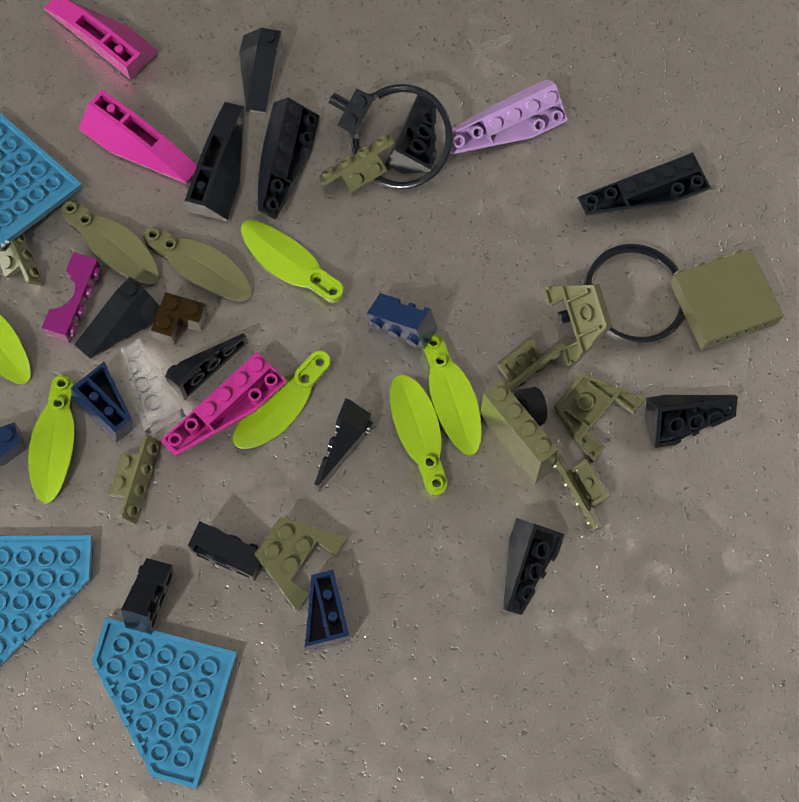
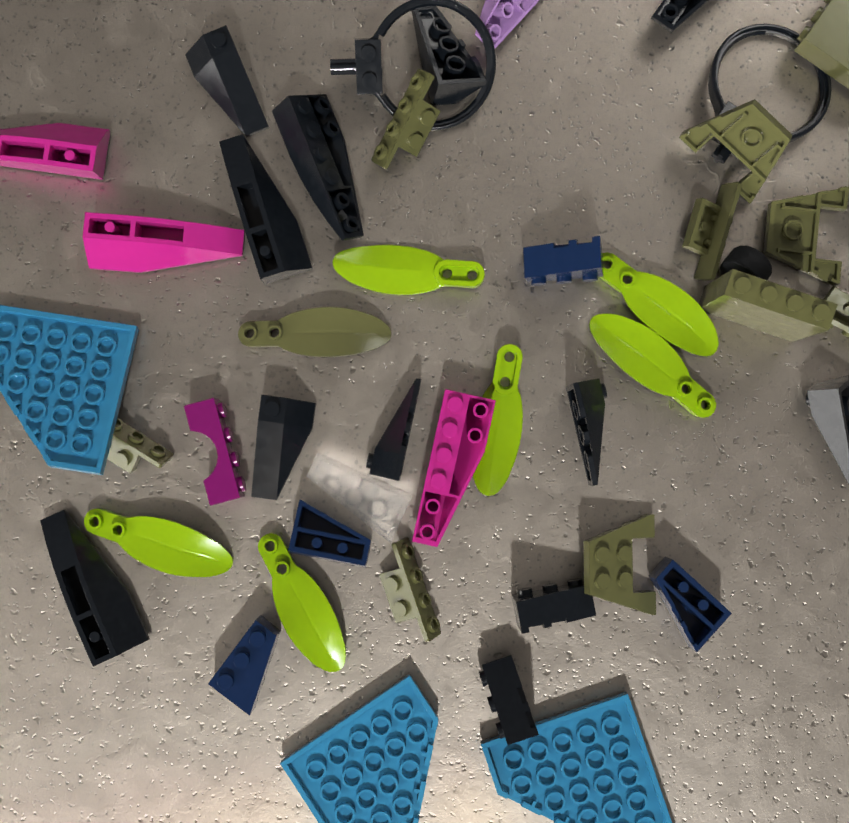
camera: 35 degrees left, 15 degrees up
(113, 244) = (215, 369): olive plant -> none
(175, 313) = (332, 398): dark brown brick -> none

